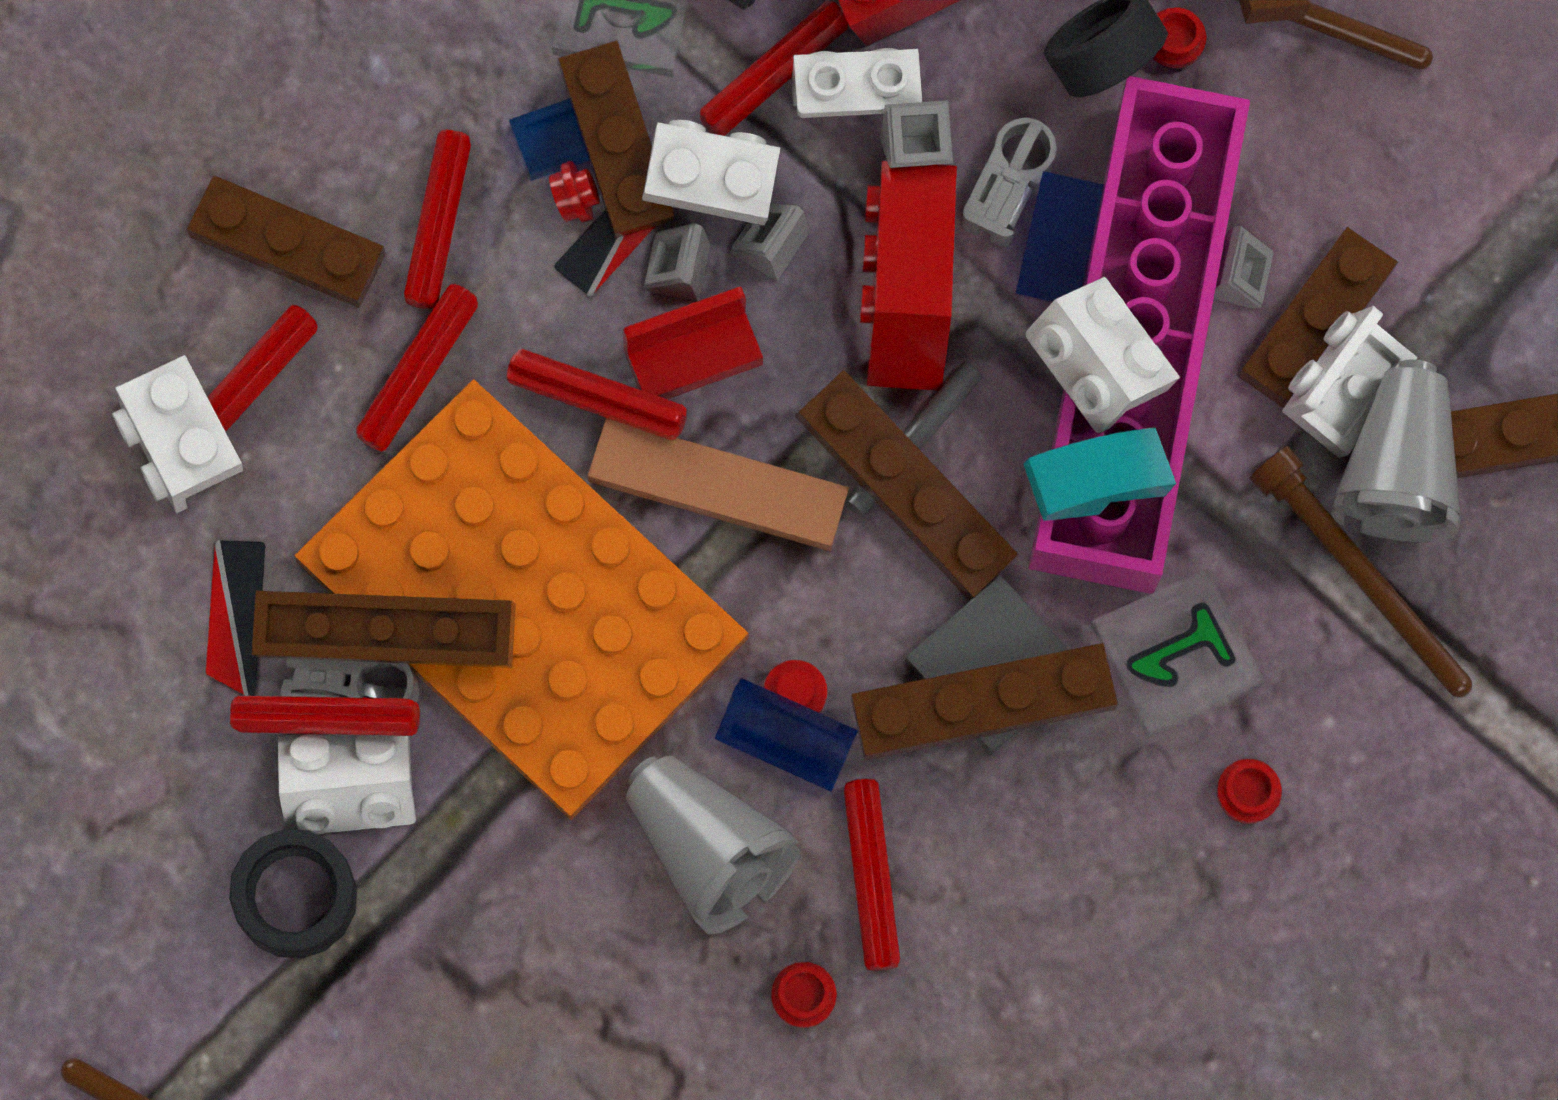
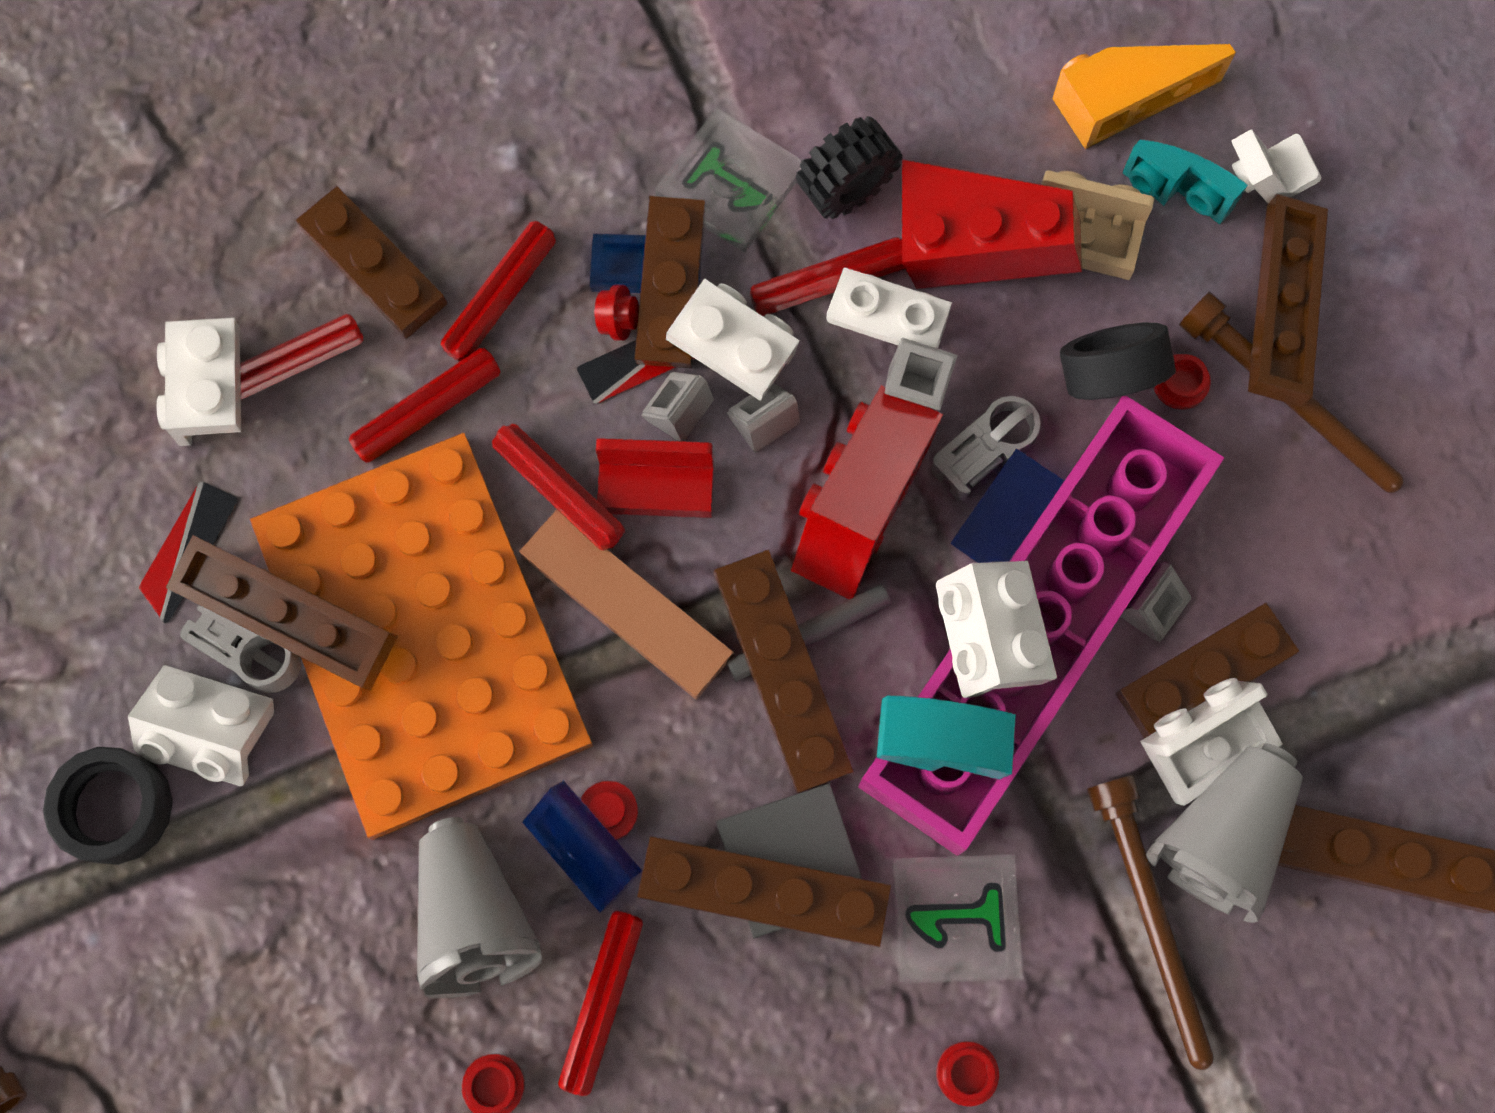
camera: 30 degrees right, 0 degrees up
(325, 715) = (201, 665): red axle -> none

